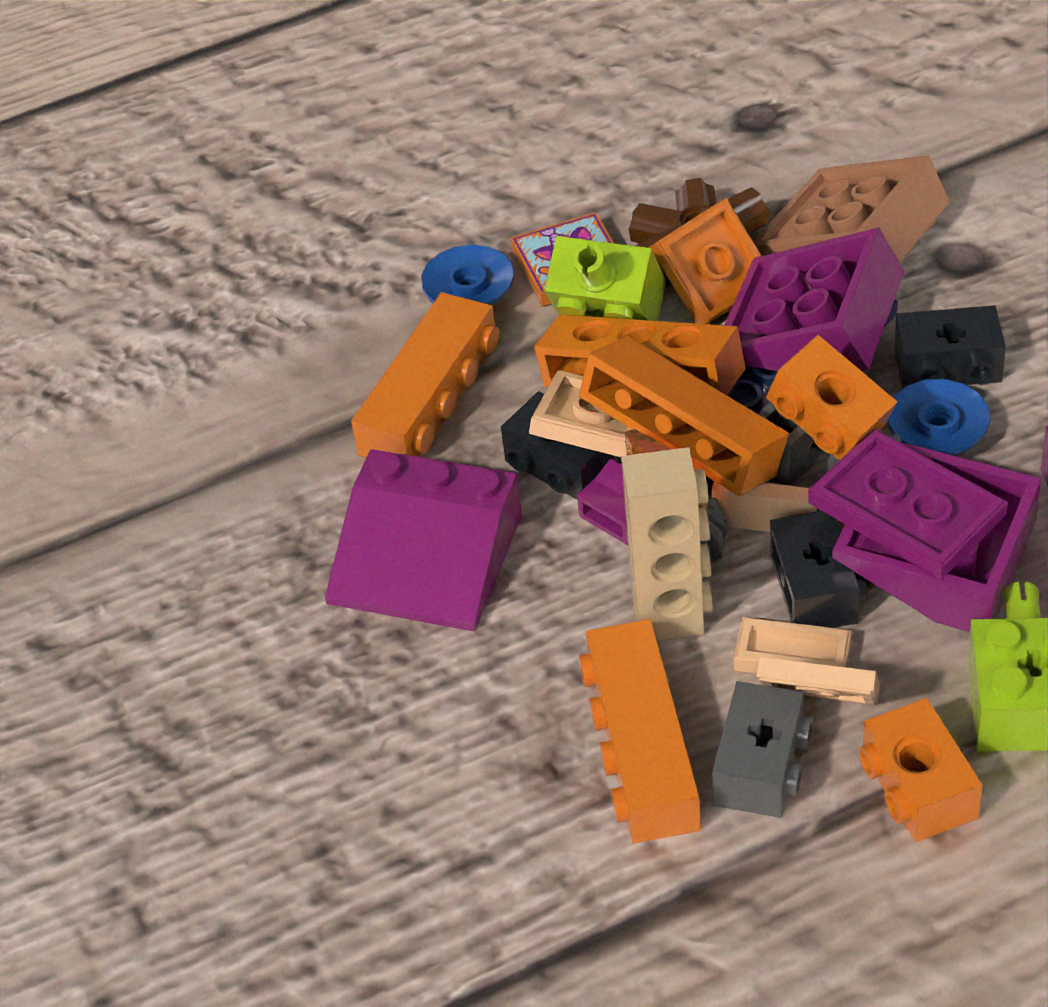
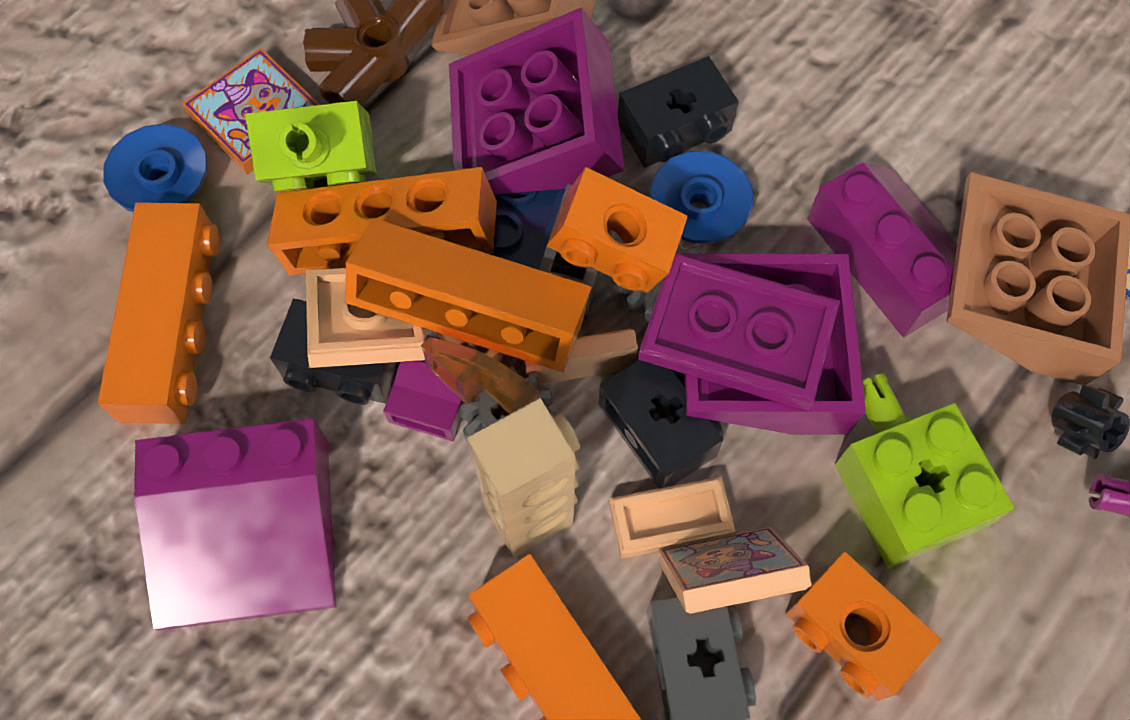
camera: 30 degrees left, 20 degrees up
(707, 260) = (405, 80): orange tile -> none

